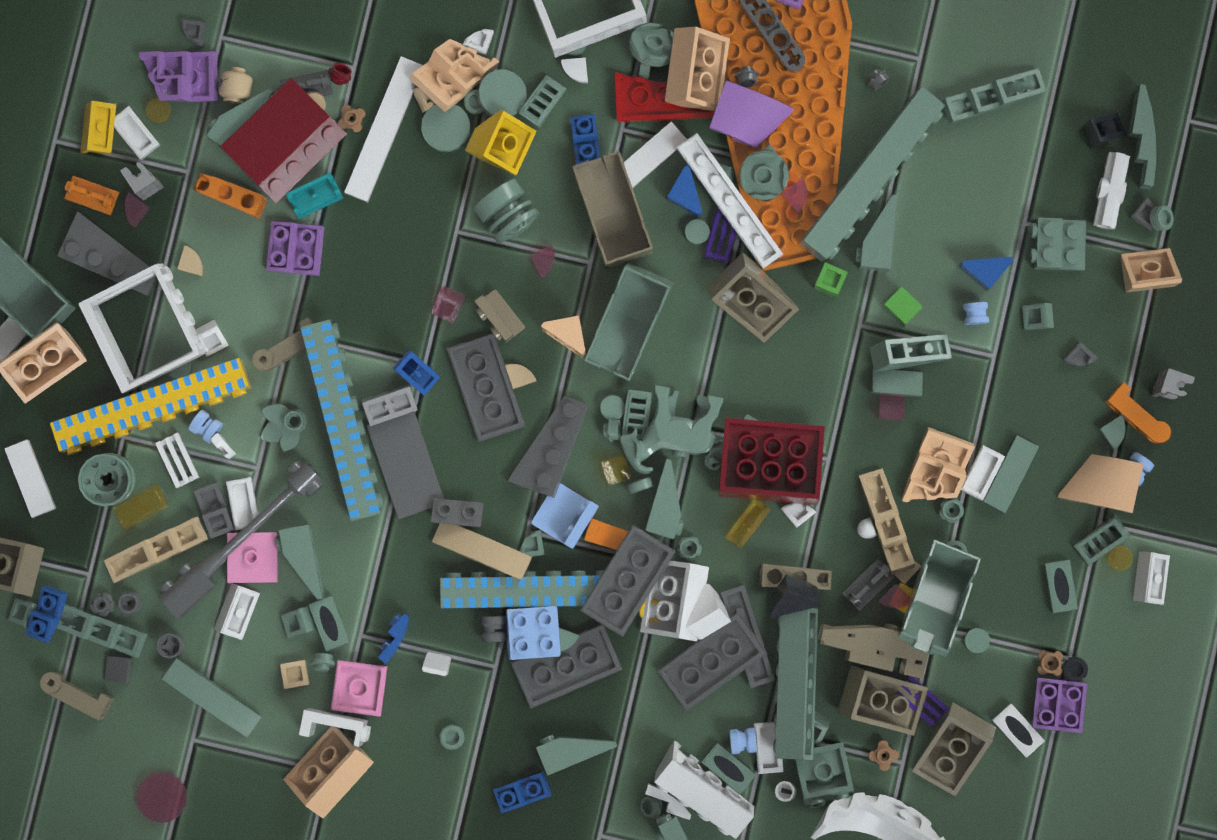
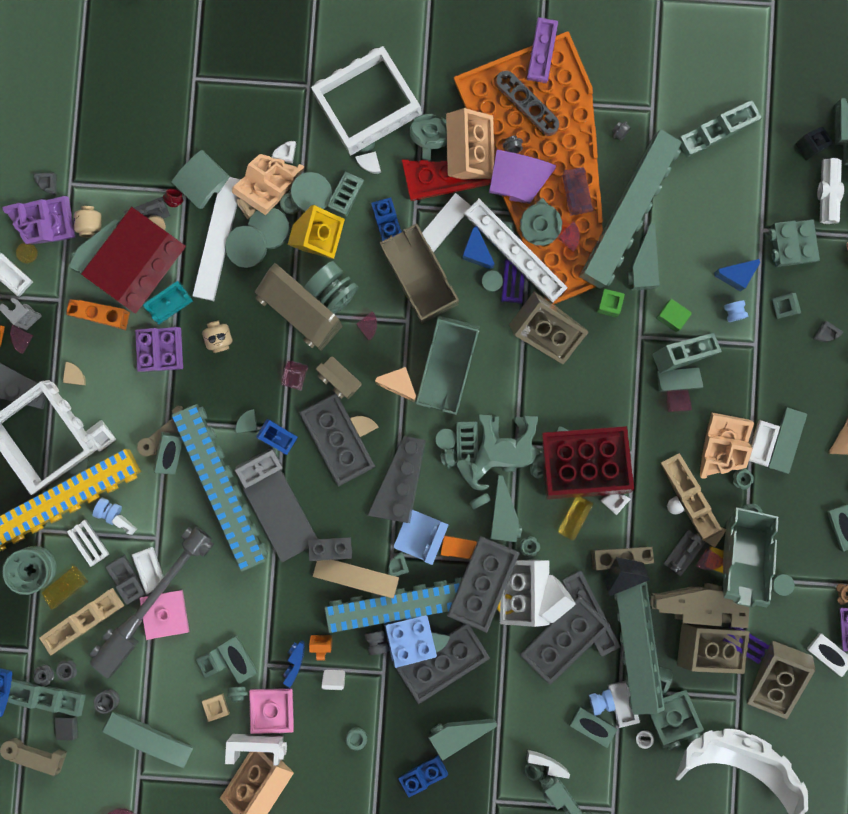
camera: 10 degrees left, 0 degrees up
(236, 611) = (158, 662): white slope -> none
(280, 428) = (170, 500): sand green plate -> none
(287, 371) = (168, 453): none -> sand green tile
(300, 552) = (204, 605): sand green slope -> none
(348, 112) = (193, 238): medium nougat plate -> none
(365, 245) = (217, 336): none -> tan head
(375, 57) = (200, 179): none -> sand green slope
(383, 351) = (247, 422): none -> sand green tile
(416, 144) = (246, 246): none -> sand green tile
(428, 622) = (320, 645): none -> orange tile
(465, 226) = (298, 307): none -> dark tan windscreen
(615, 470) = (457, 491): clear yellow slope -> none
(703, 792) = (576, 752): white wedge -> none
(813, 143) = (577, 191): none -> hinge
(884, 763) = (715, 695): medium nougat plate -> none

